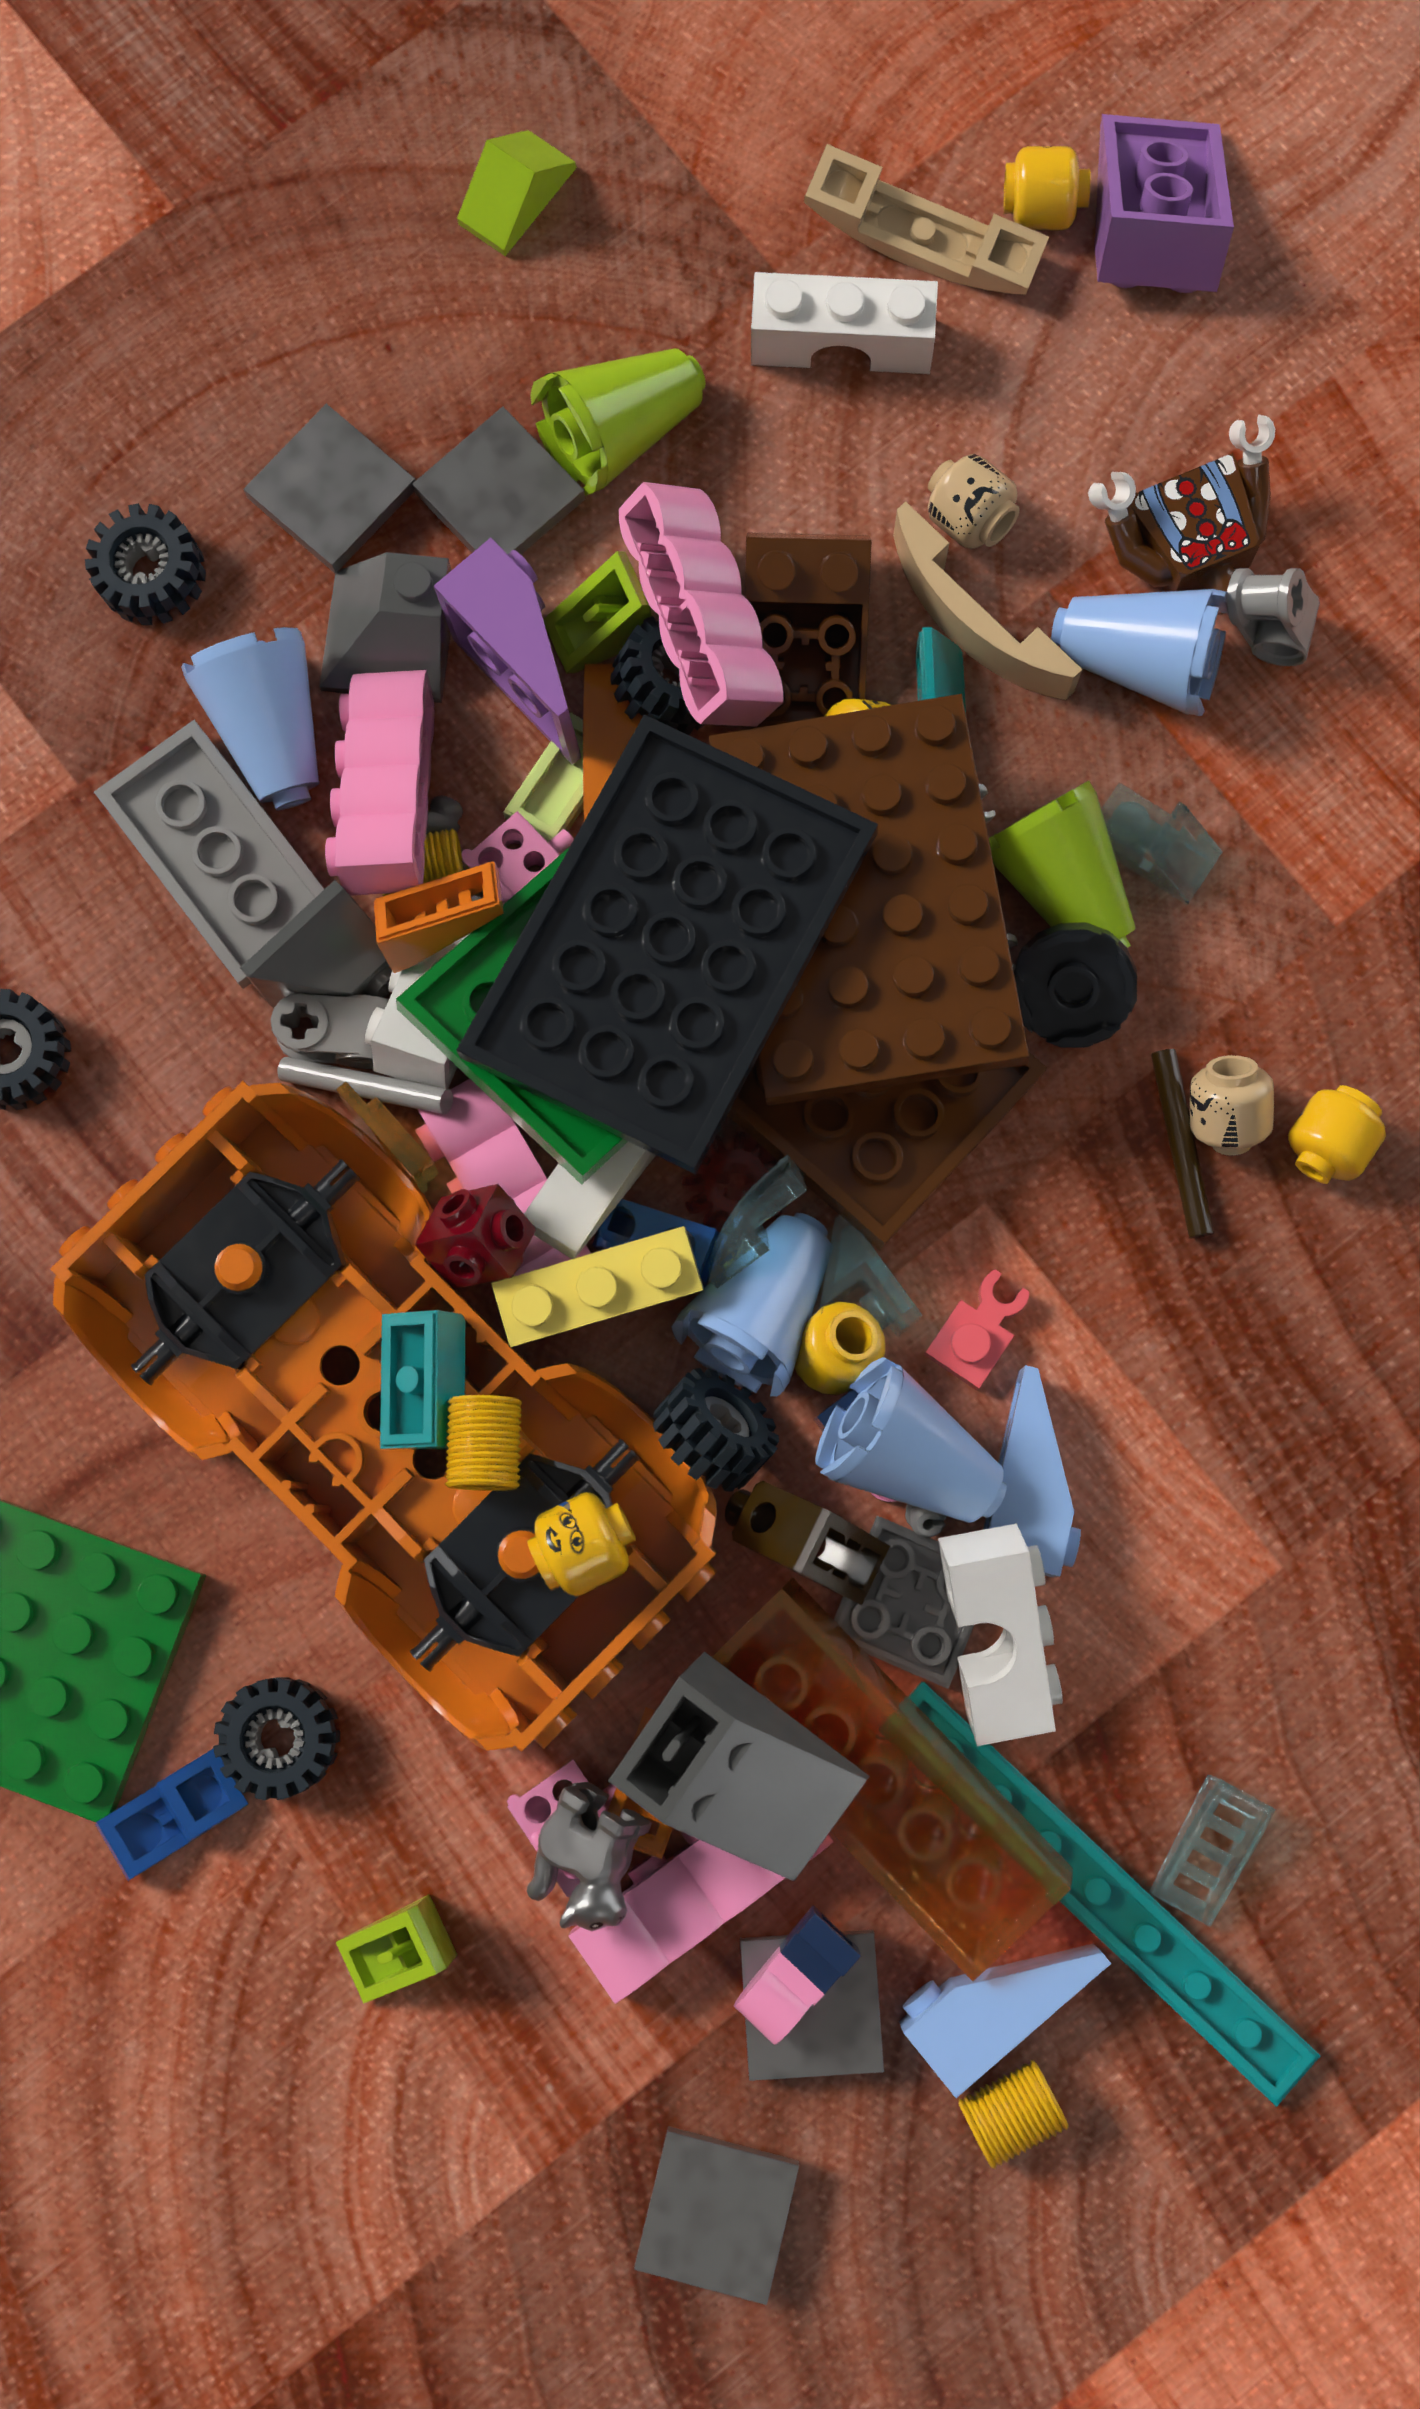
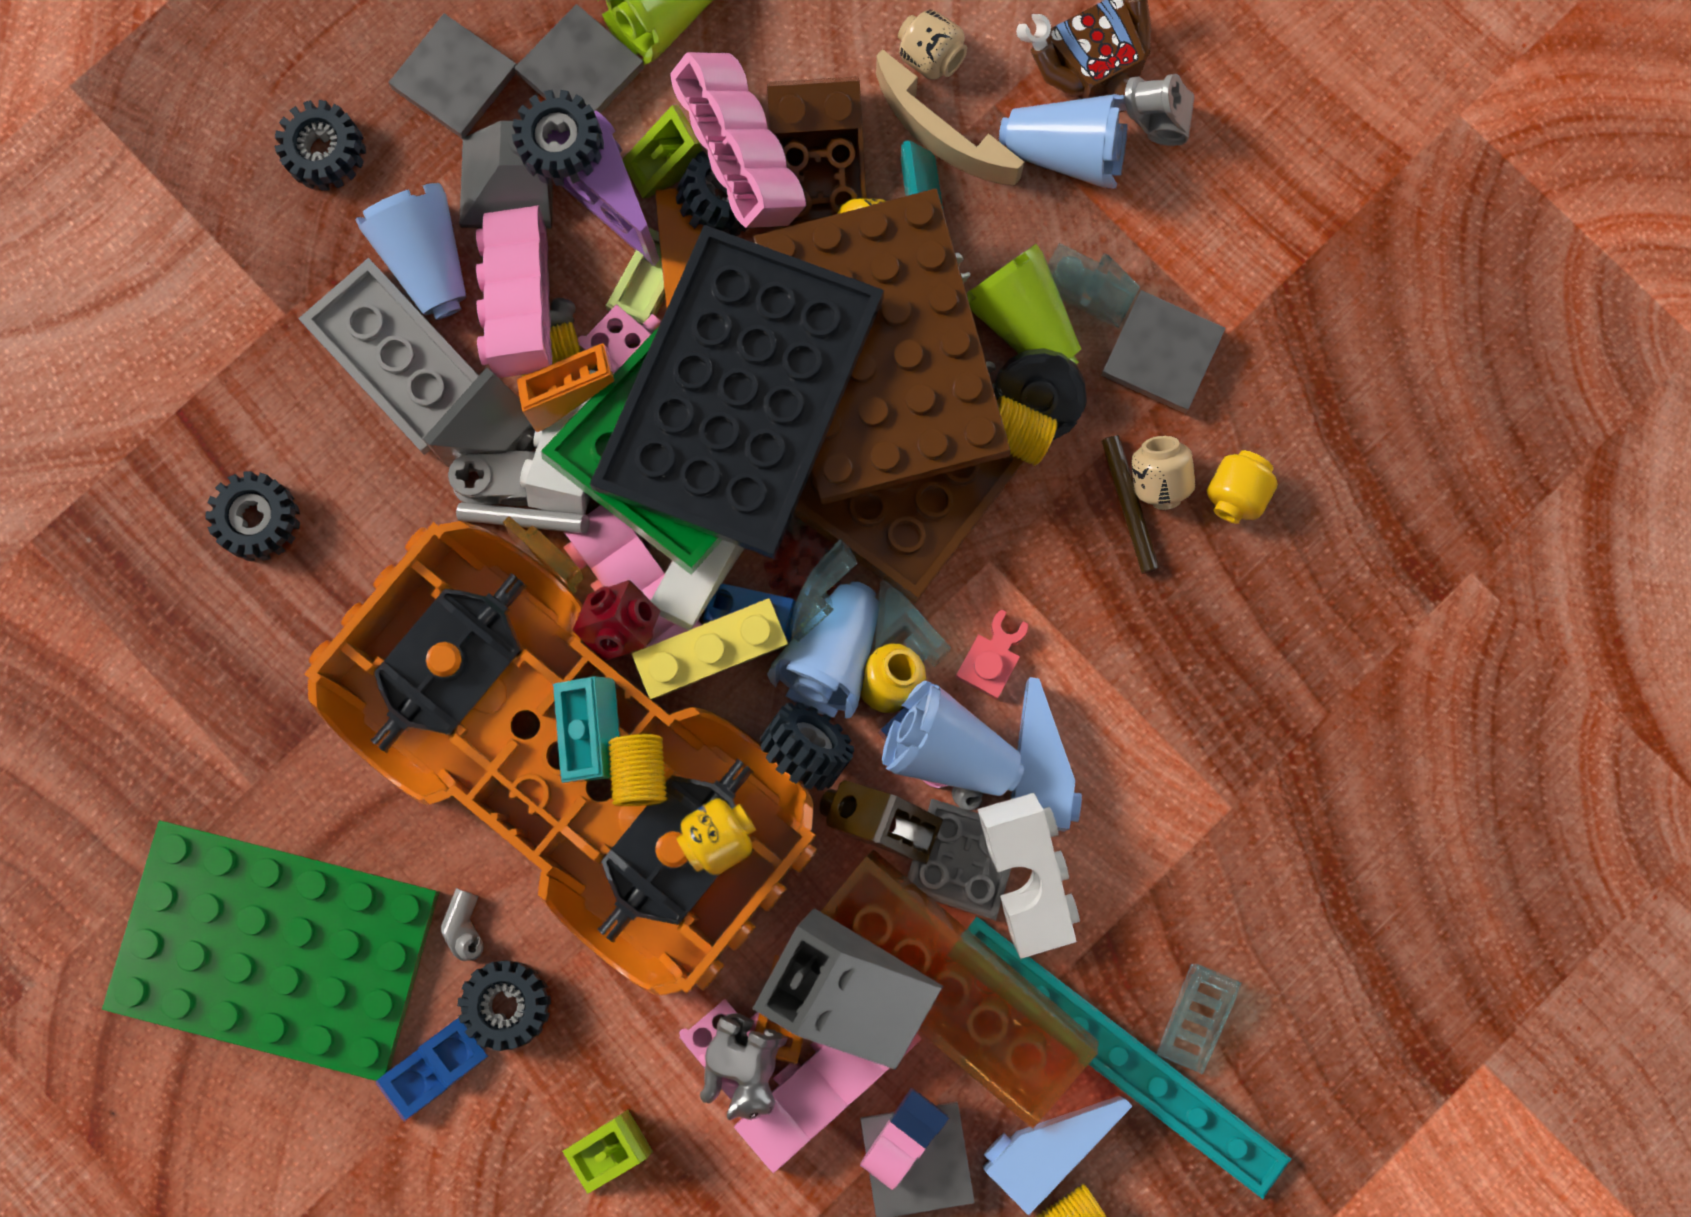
camera: 10 degrees left, 0 degrees up
(226, 1628) = (458, 928): none -> light grey arm
(467, 551) = (555, 159): none -> black bush
(1052, 1031) = (1026, 430): none -> yellow piece
(1246, 942) = (1163, 351): none -> flat silver tile

